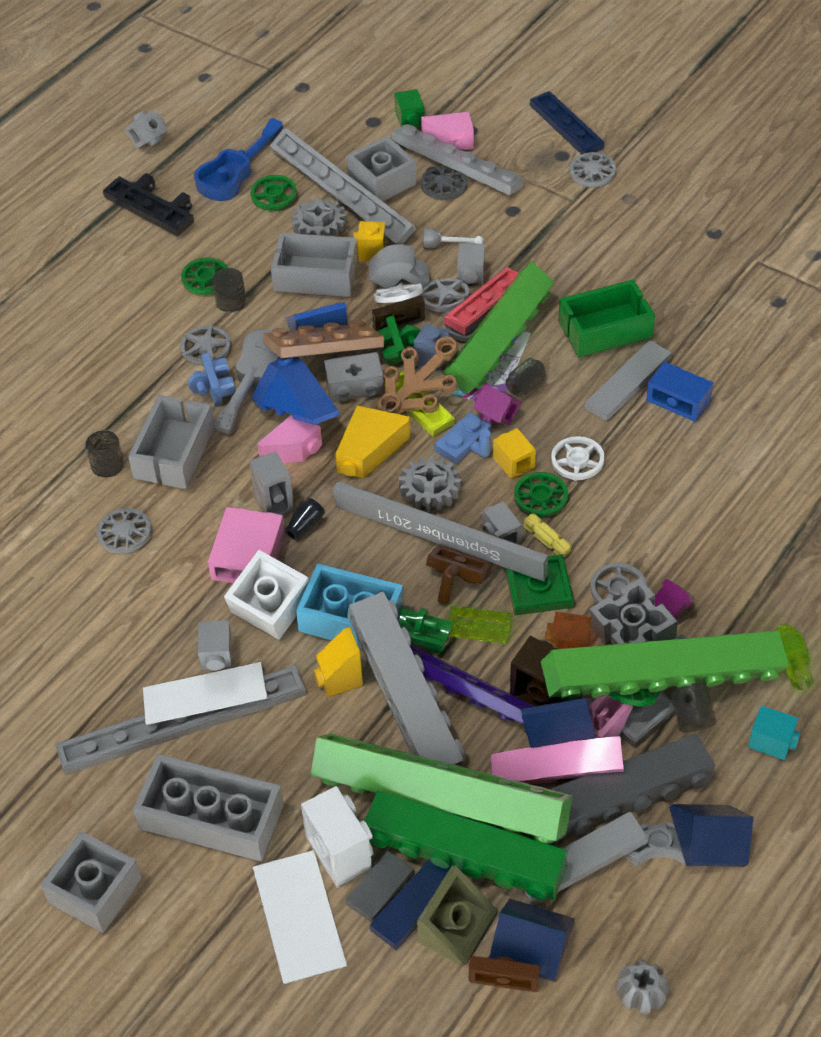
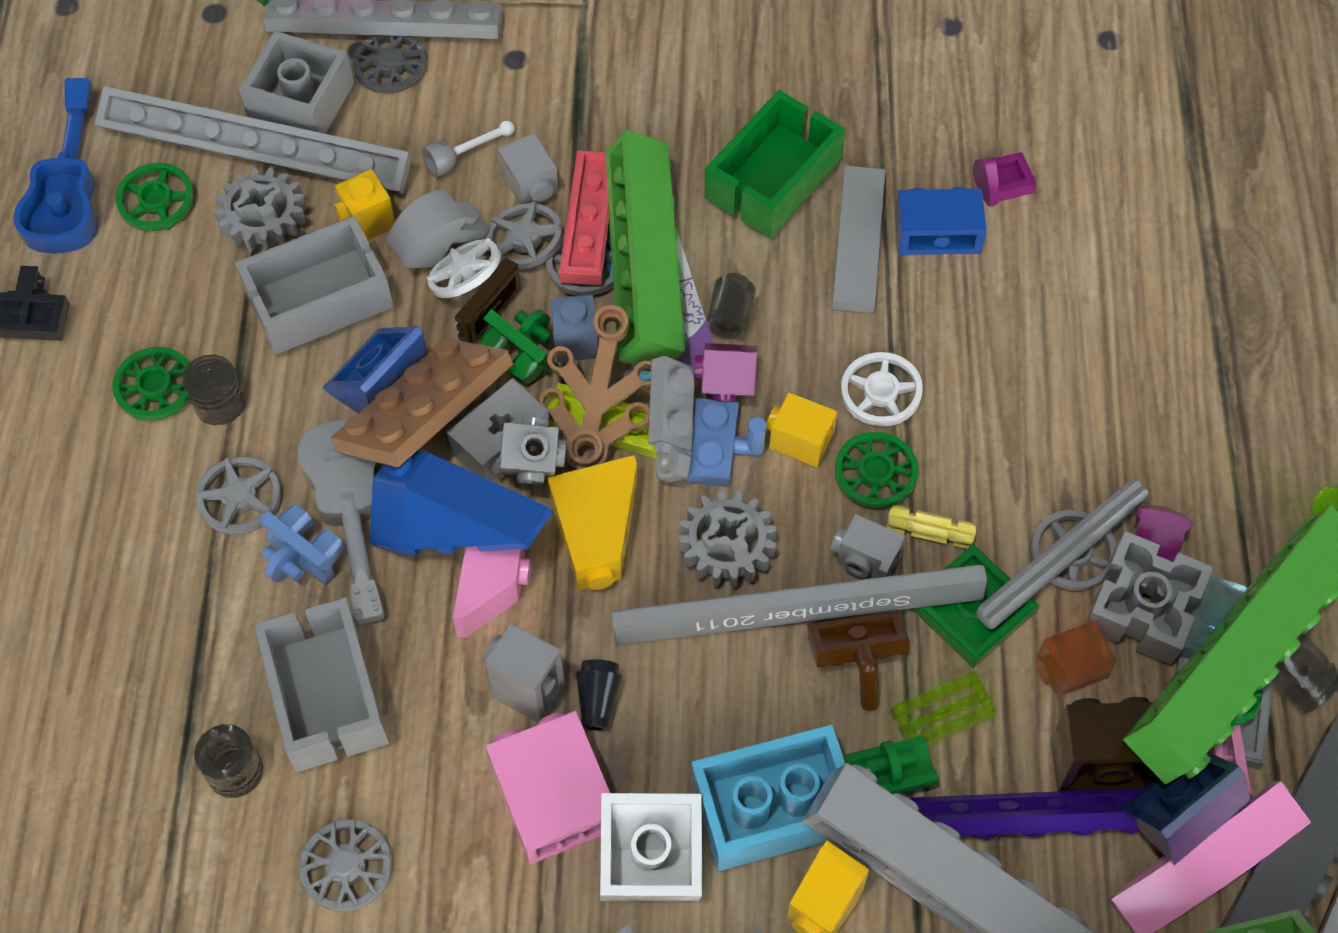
camera: 35 degrees left, 10 degrees up
(355, 385) = (535, 433): none -> light grey brick
(446, 409) = (671, 417): none -> light grey hinge
(604, 580) = (1061, 554): none -> light grey axle
(739, 389) = (1003, 177): none -> magenta tile

